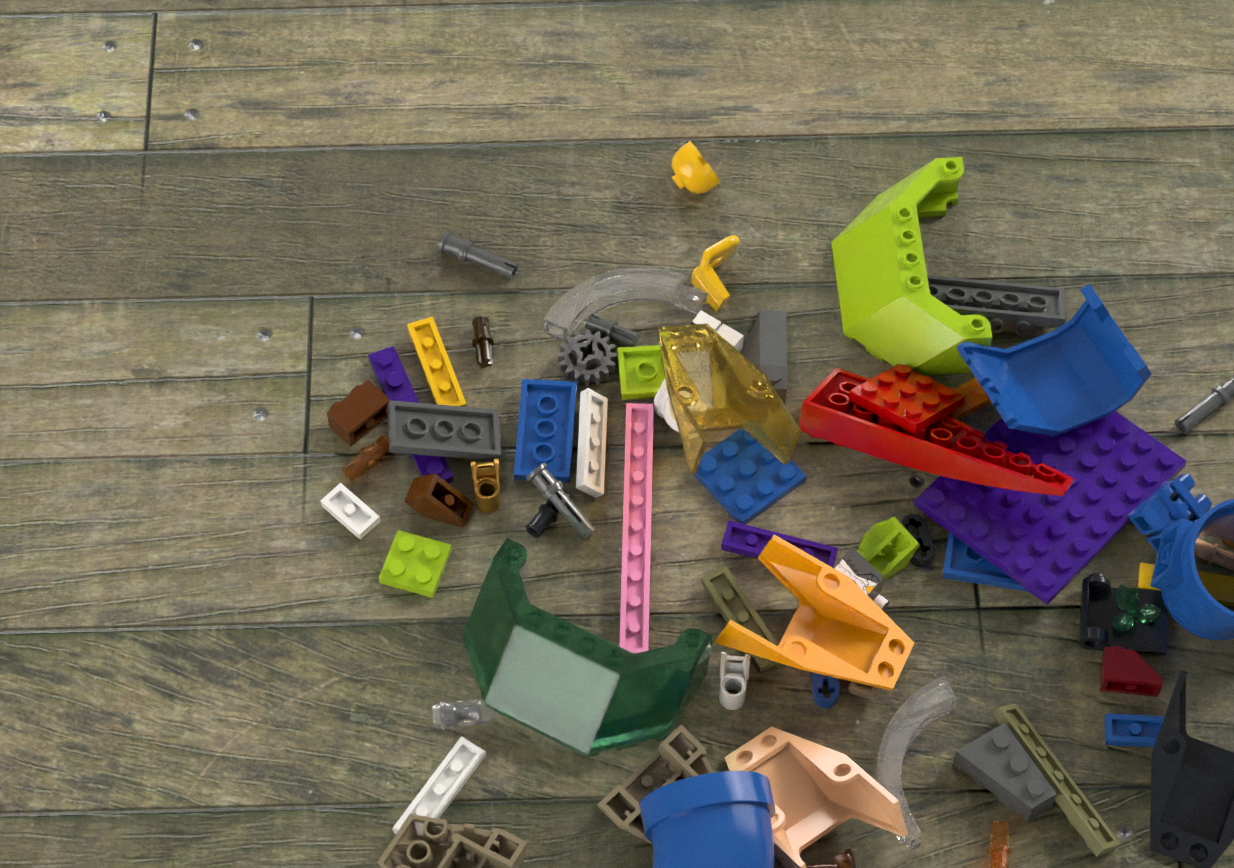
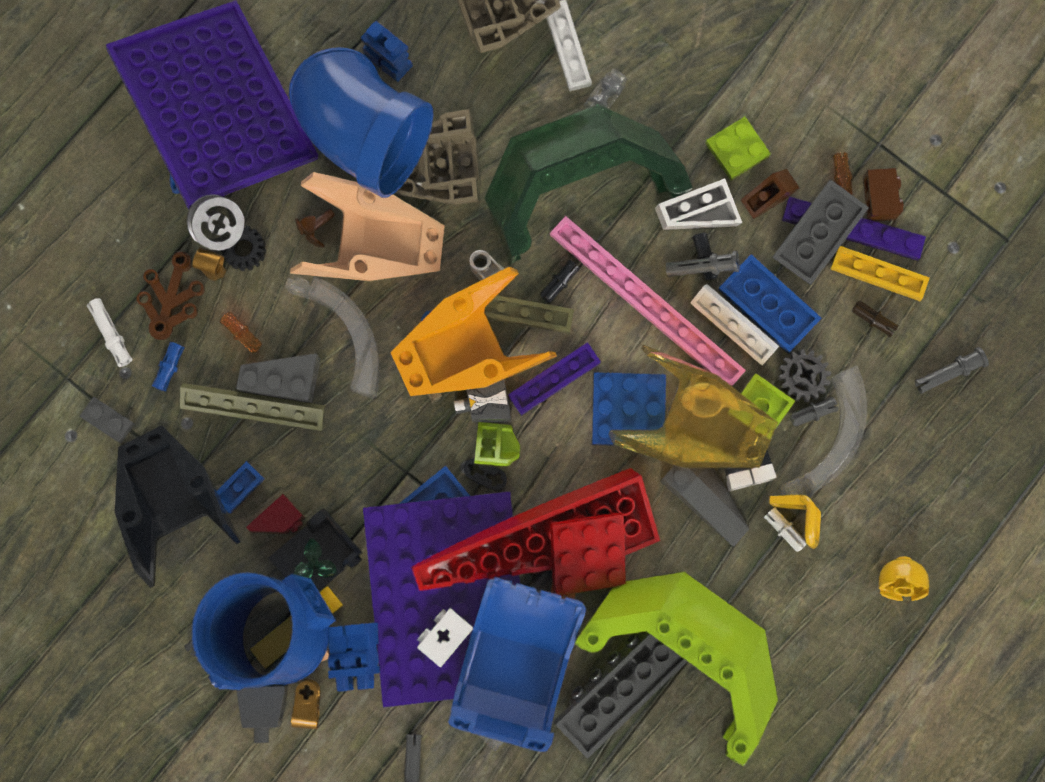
camera: 130 degrees right, 20 degrees up
(350, 511) = (809, 135): white plate -> none
(486, 481) = (761, 234): pearl gold piece -> none
(495, 526) = (701, 208): none -> white wedge
(685, 613) = (559, 281): none -> black axle
(735, 281) = (785, 529): none -> white axle
(1085, 447) = (441, 651): none -> white brick

